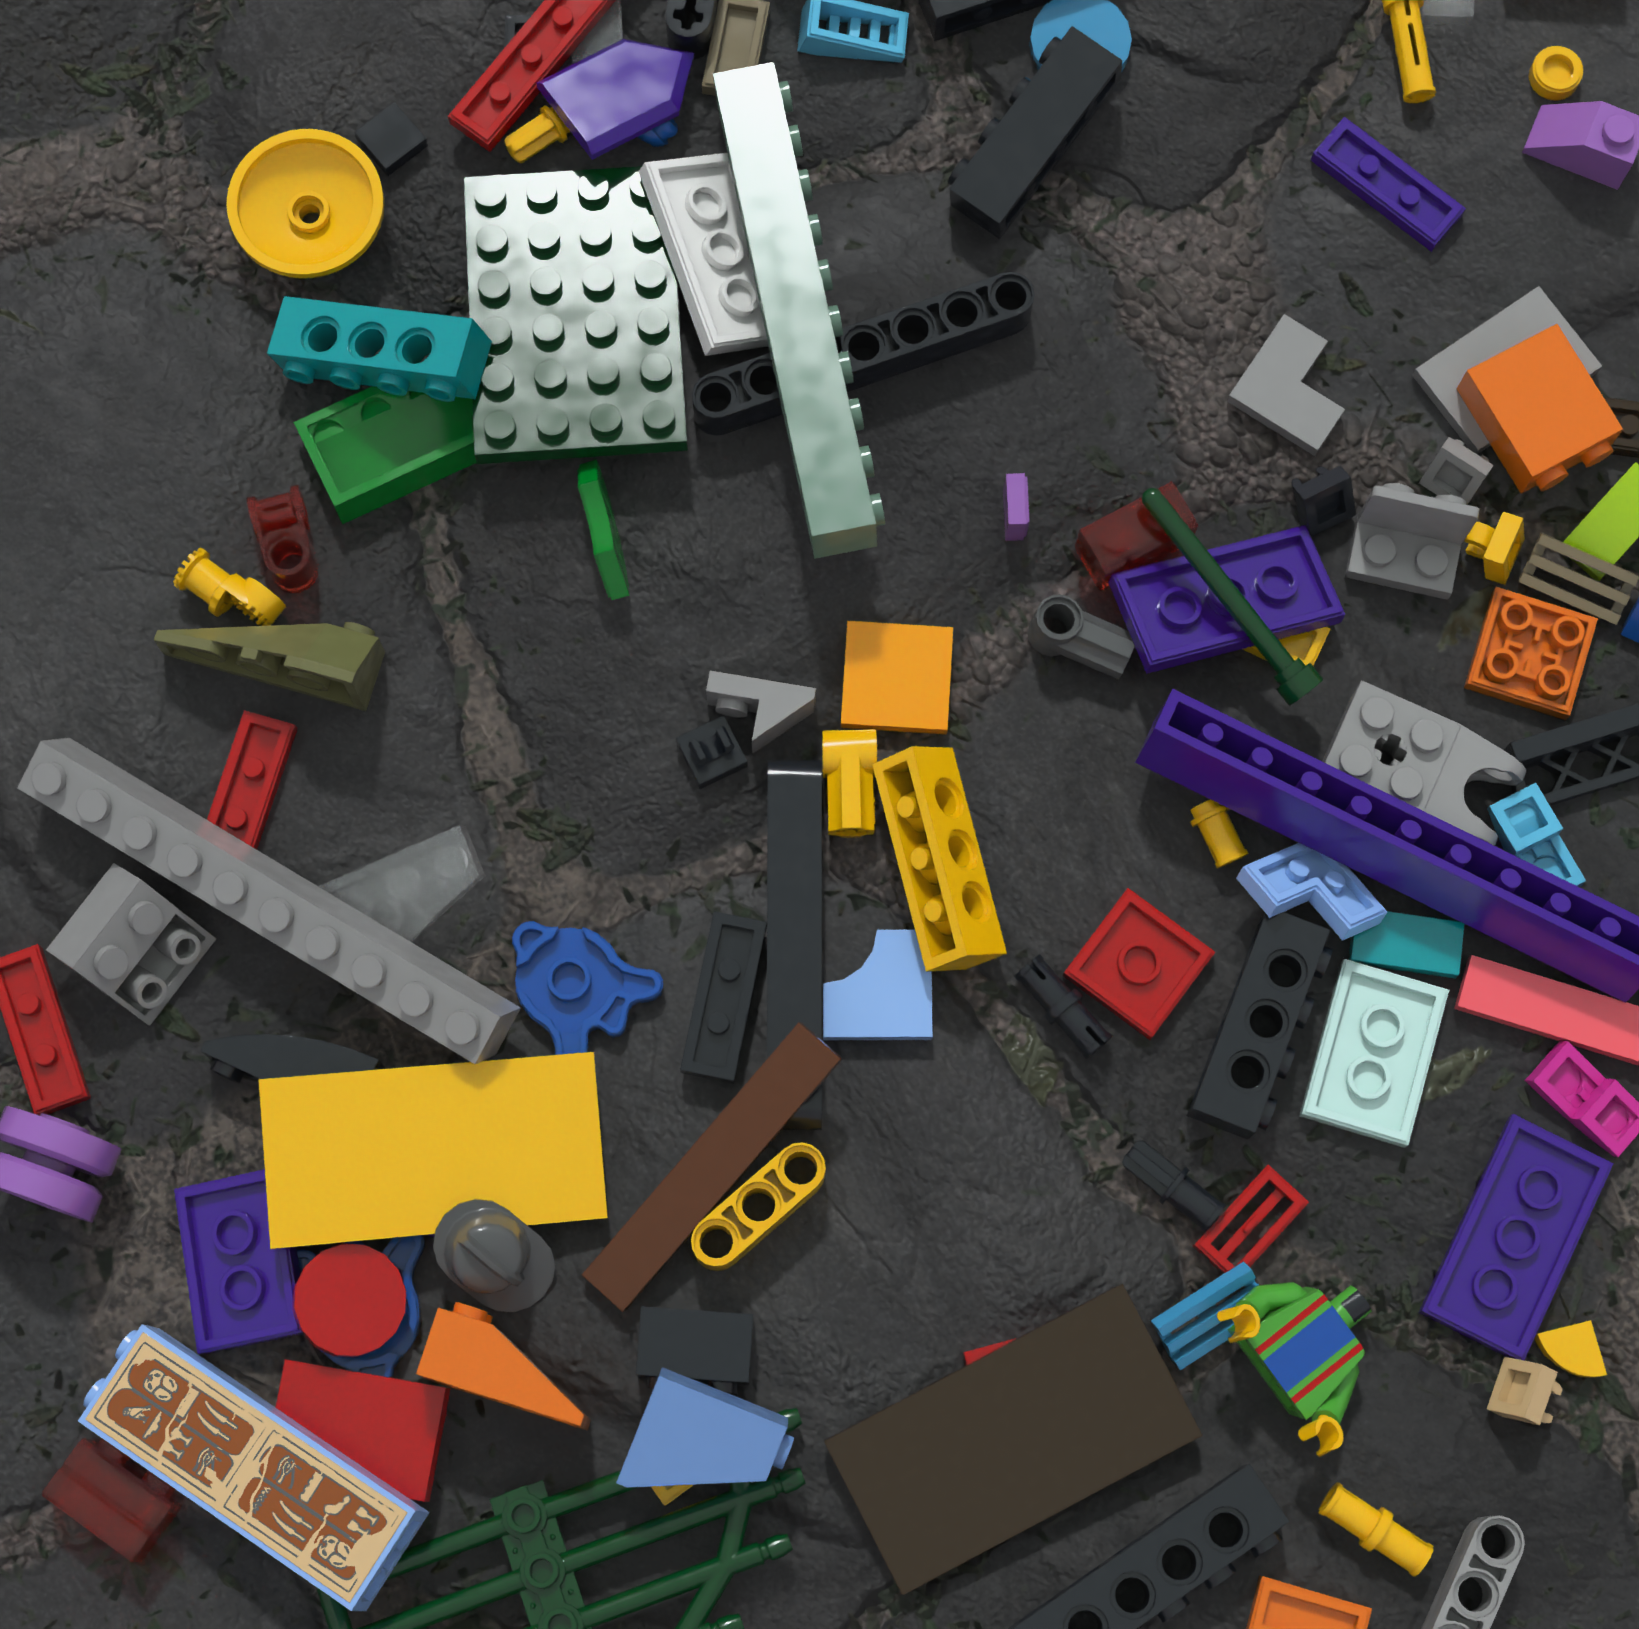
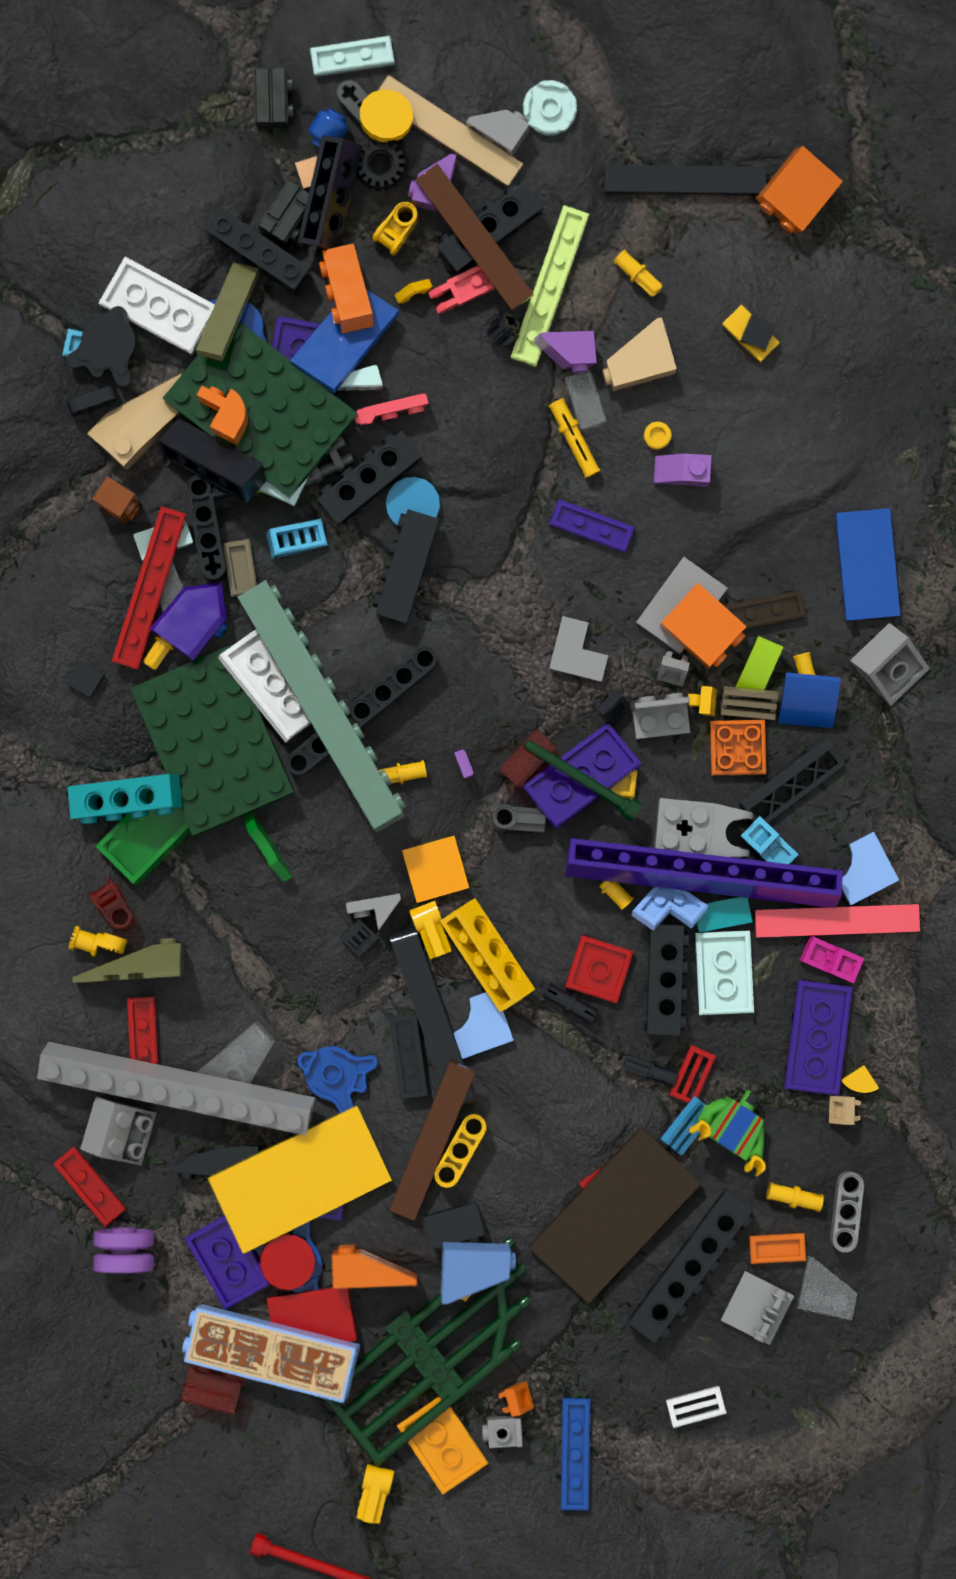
camera: 20 degrees left, 10 degrees up
(299, 176) = (39, 733): yellow dish -> none
(493, 1255) = (345, 1217): dark grey piece -> none
(906, 488) = (406, 772): none -> yellow axle

